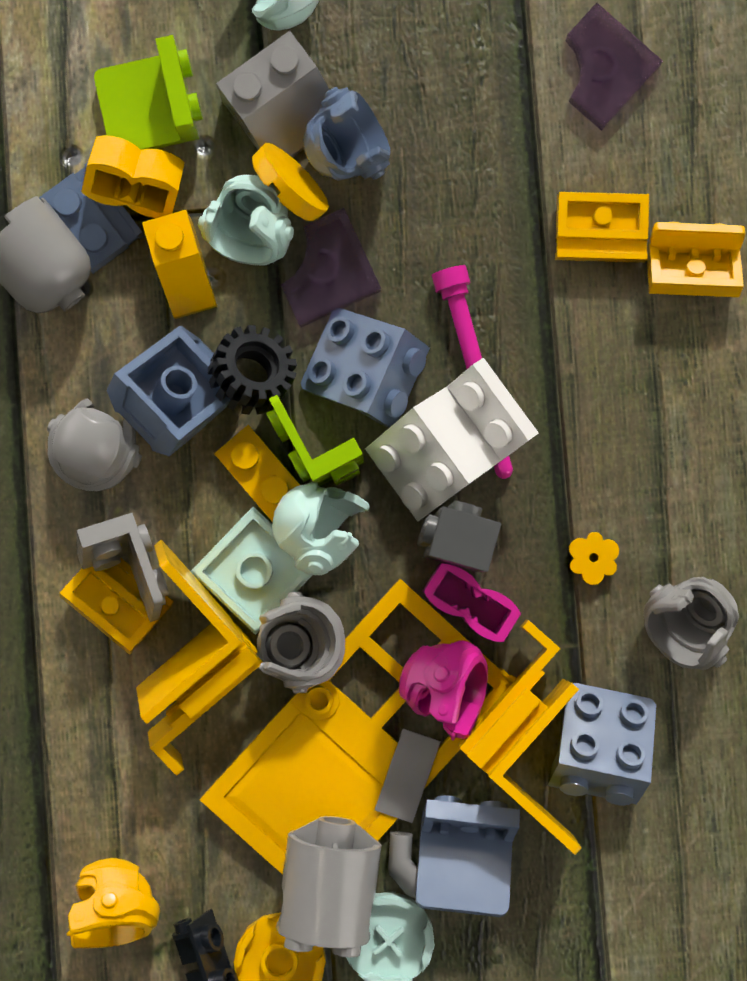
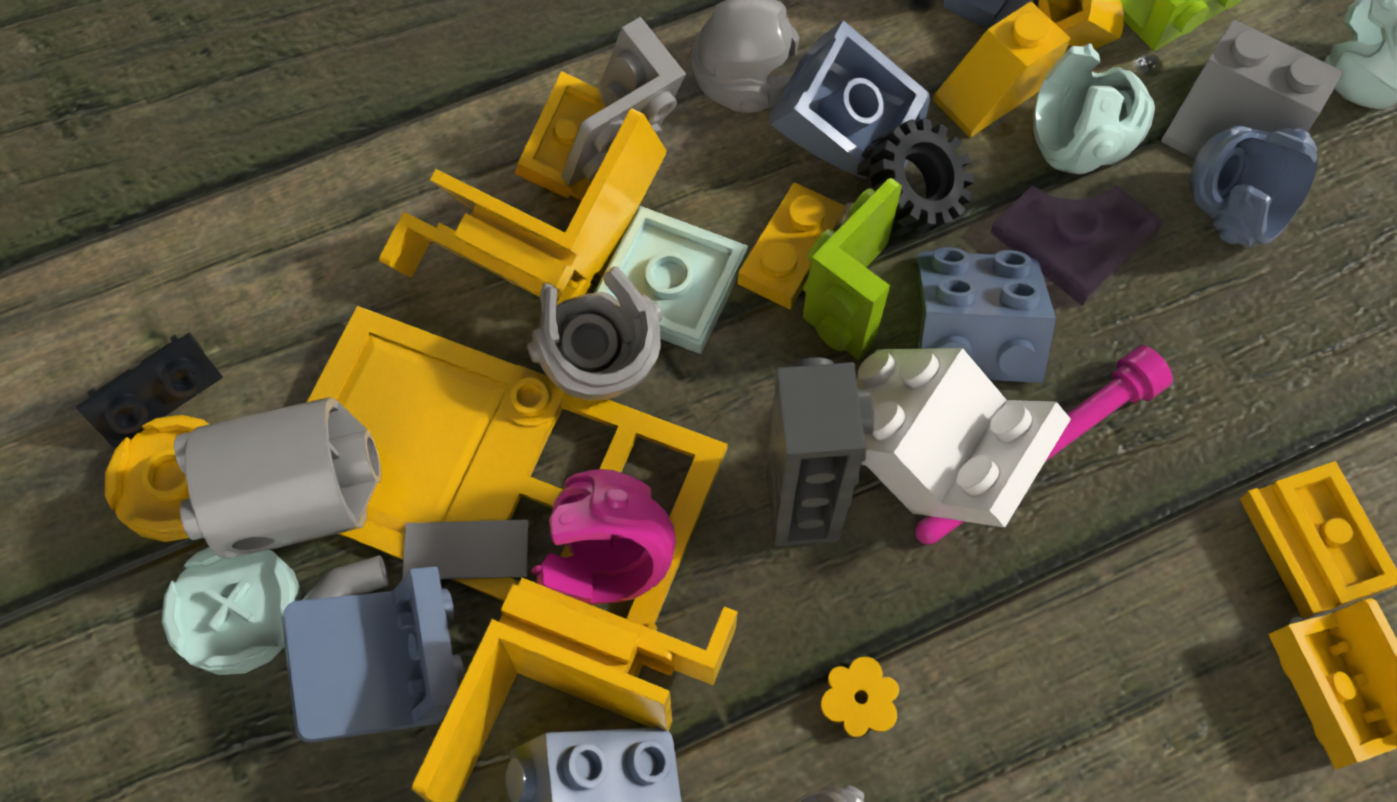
camera: 70 degrees right, 20 degrees down
(114, 905) = (192, 244): yellow helmet -> none
(295, 184) = (1163, 139): yellow tile -> none
(308, 525) = (756, 304): light aqua helmet -> none
(481, 609) = (728, 545): dark pink brick -> none

